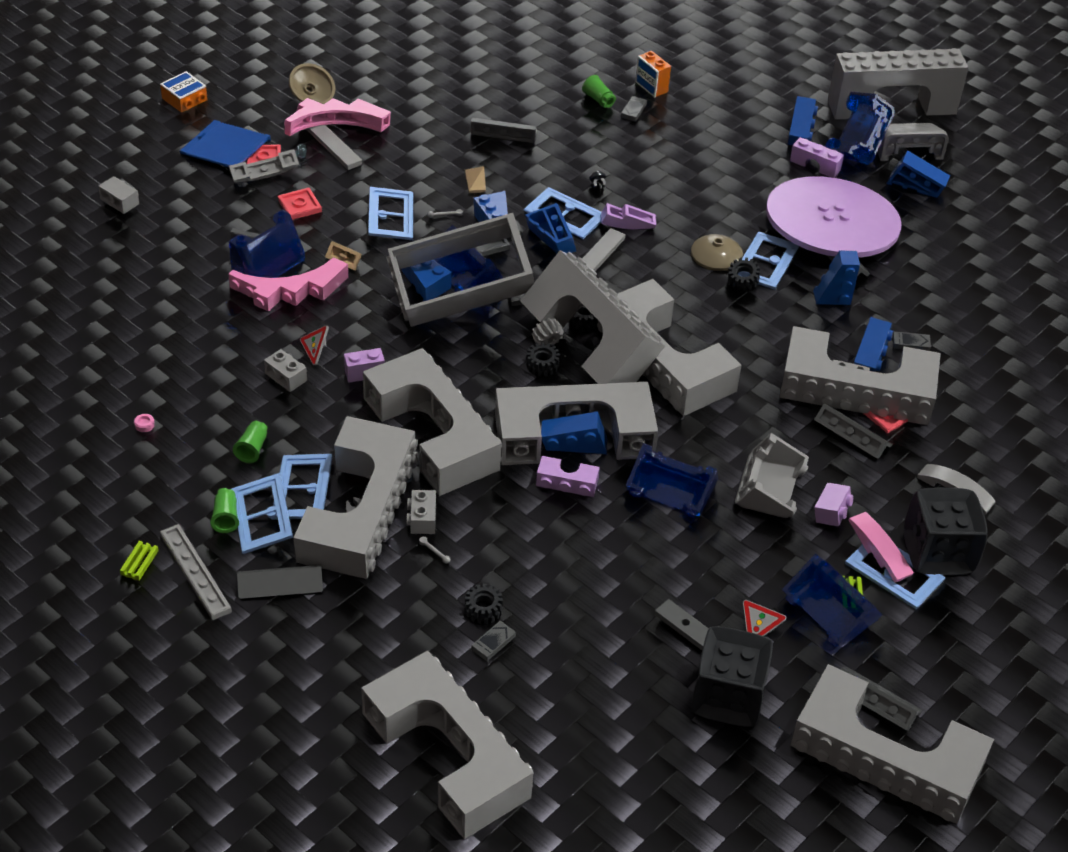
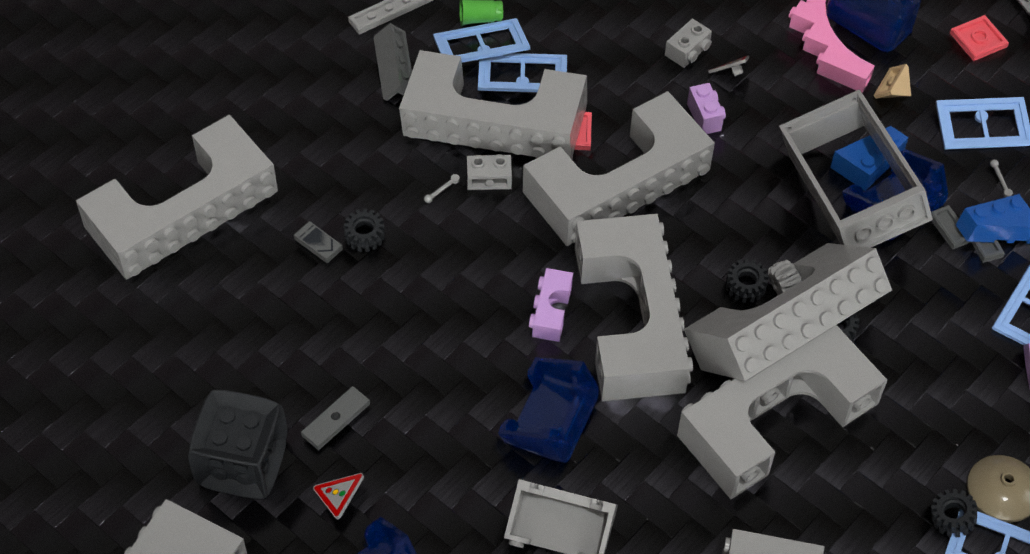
camera: 90 degrees right, 10 degrees up
(249, 445) = (577, 23): bright green plant -> none
(551, 228) = (986, 286): blue wedge -> none
(575, 434) = (616, 302): blue wedge -> none
(603, 249) = (946, 336): light grey tile -> none

